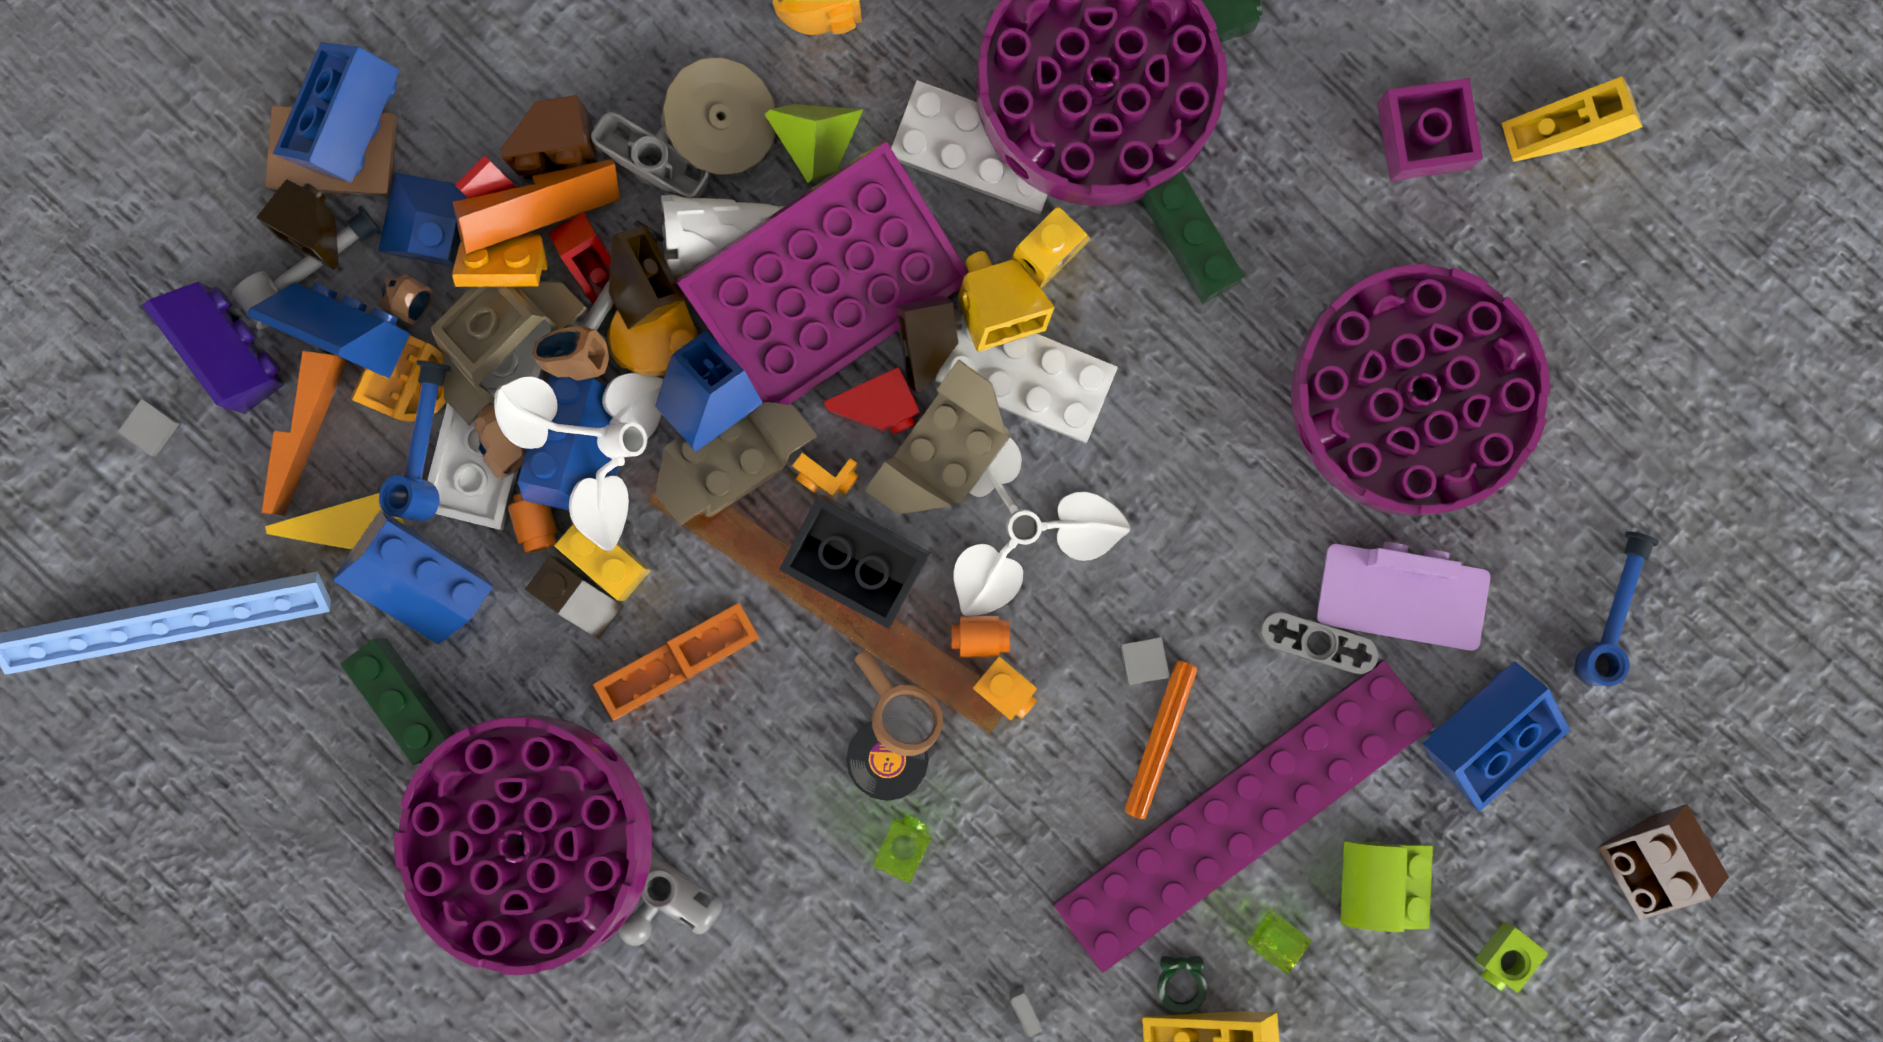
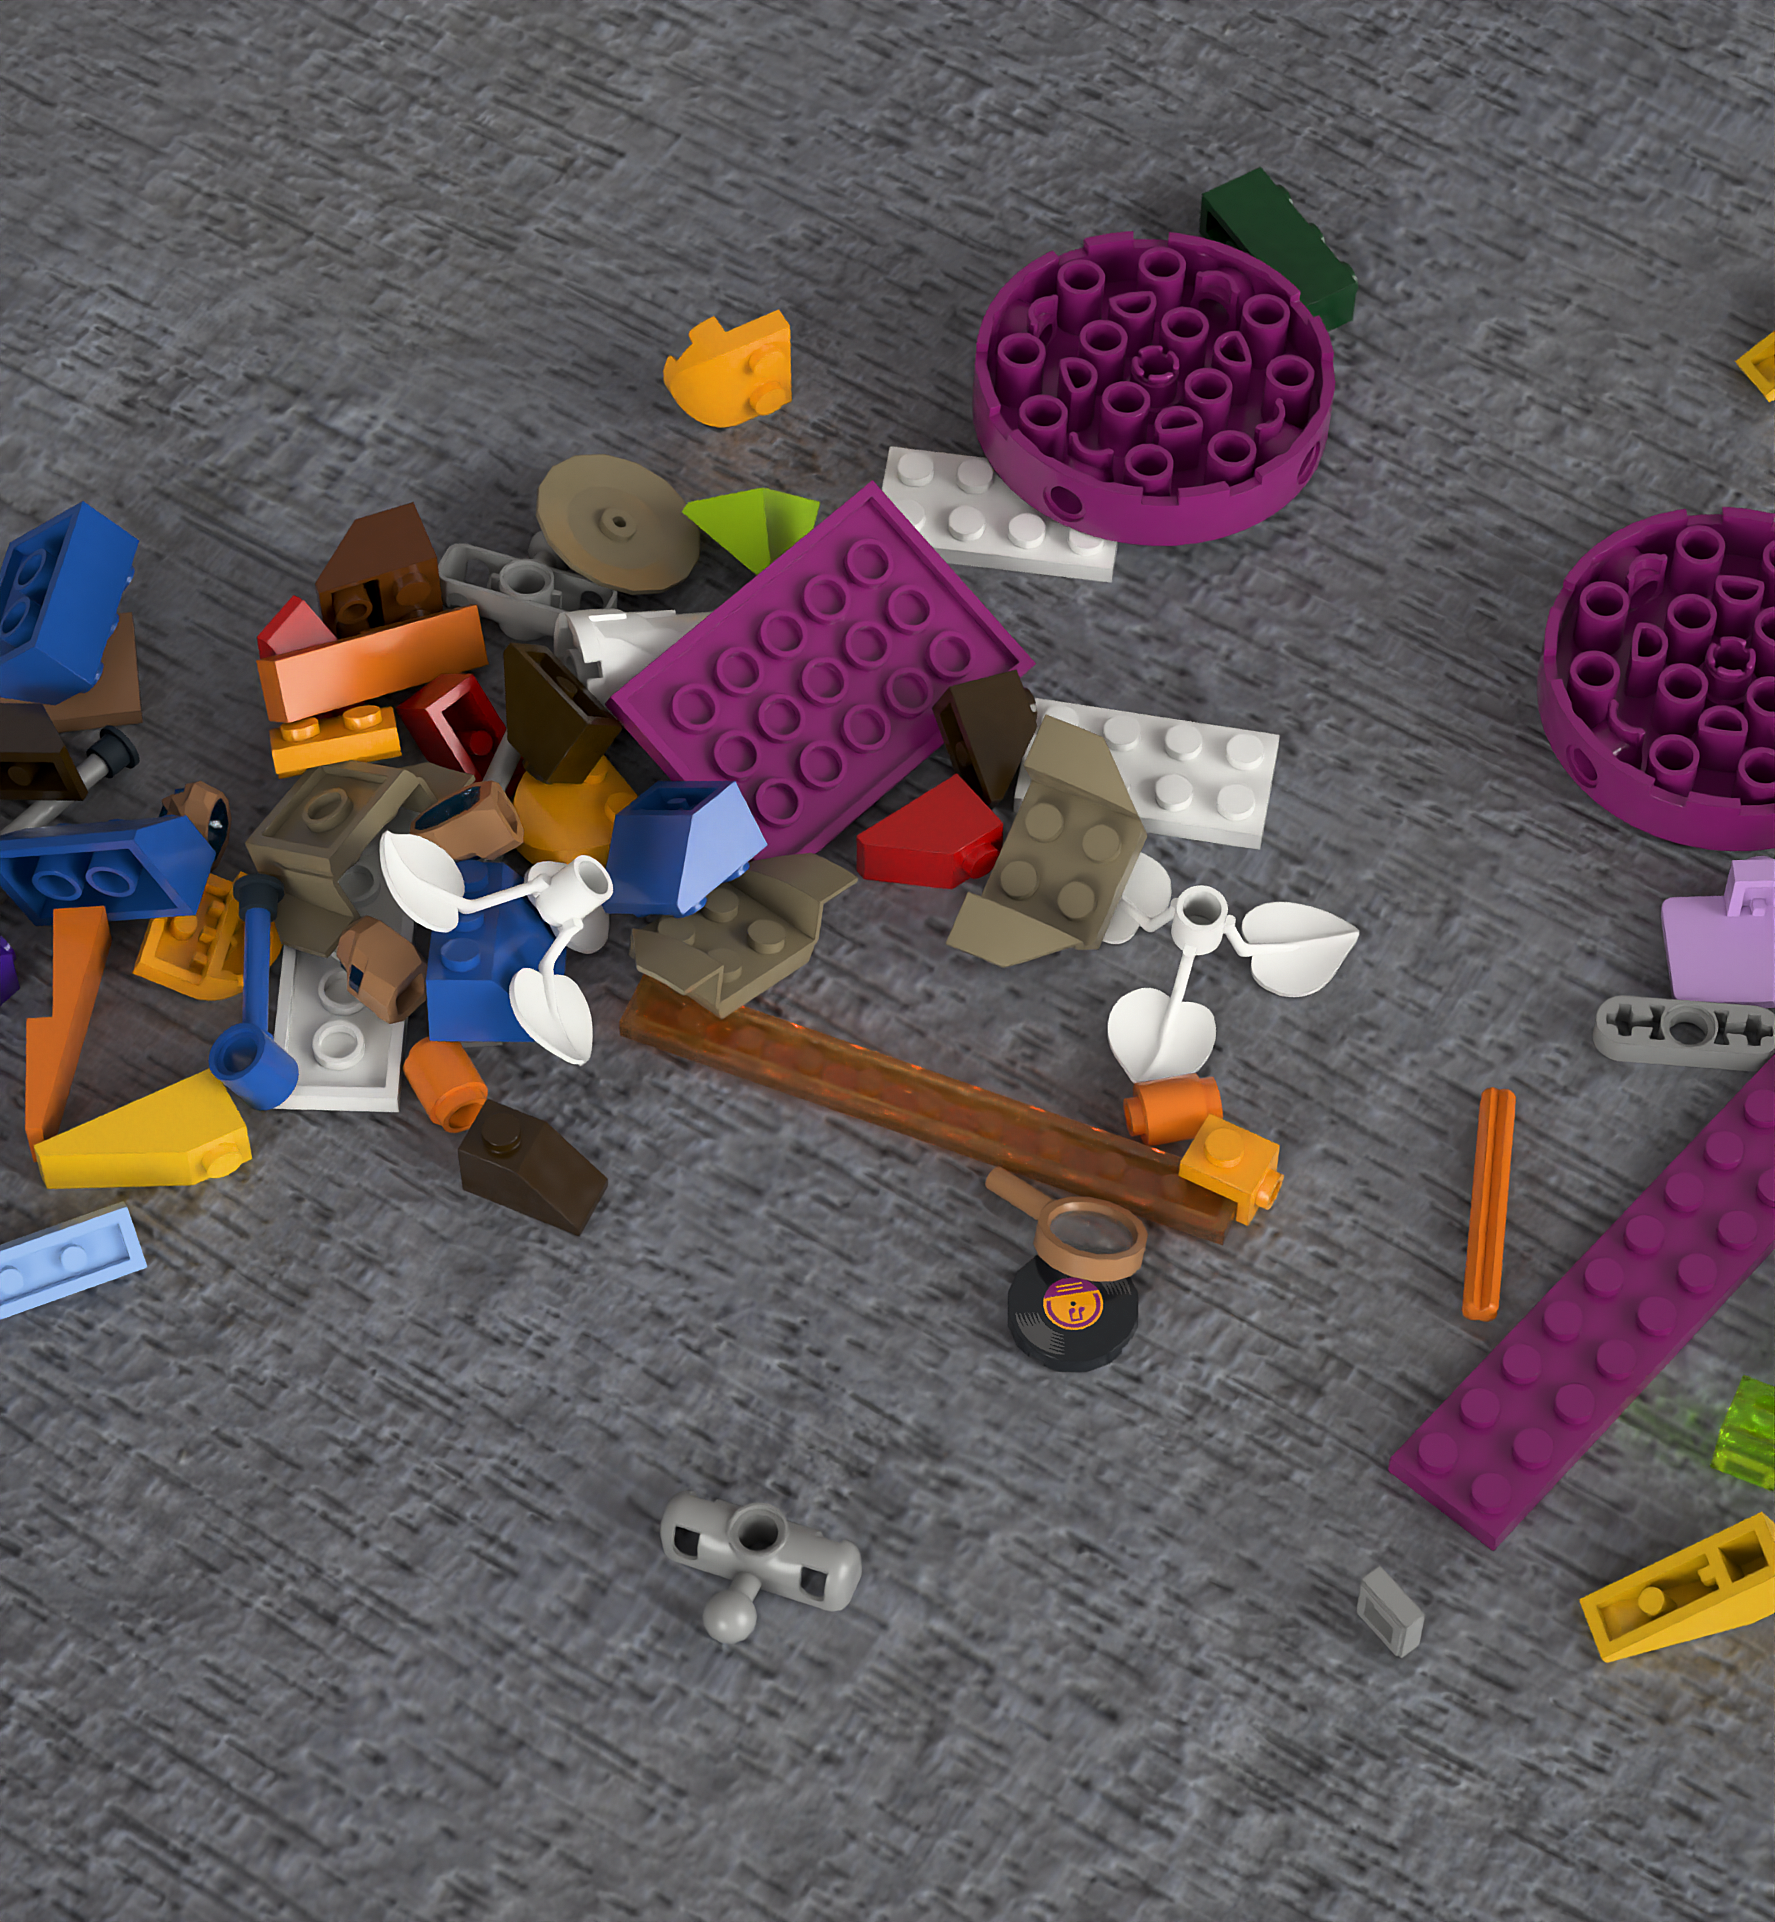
camera: 10 degrees left, 30 degrees down
(397, 699) = (285, 1358): dark green brick -> none
(412, 579) = (280, 1171): blue slope -> none
(421, 220) = (203, 737): blue slope -> none
(580, 830) = (528, 1497): magenta brick -> none
(613, 570) = (577, 1101): yellow brick -> none
(674, 662) = (718, 1230): orange slope -> none
(816, 477) = (879, 948): light orange bracket -> none
(854, 561) = (958, 1023): black slope -> none
(896, 865) = (1127, 1443): clear neon green brick -> none
(1001, 302) = (1090, 672): yellow torso -> none
(1050, 246) = (1150, 584): yellow torso -> none
(1144, 661) = (1432, 1105): light grey tile -> none
(1169, 966) = (1638, 1505): dark green piece -> none
(1192, 238) = (1340, 557): dark green brick -> none
(1429, 129) = (1635, 371): magenta brick -> none

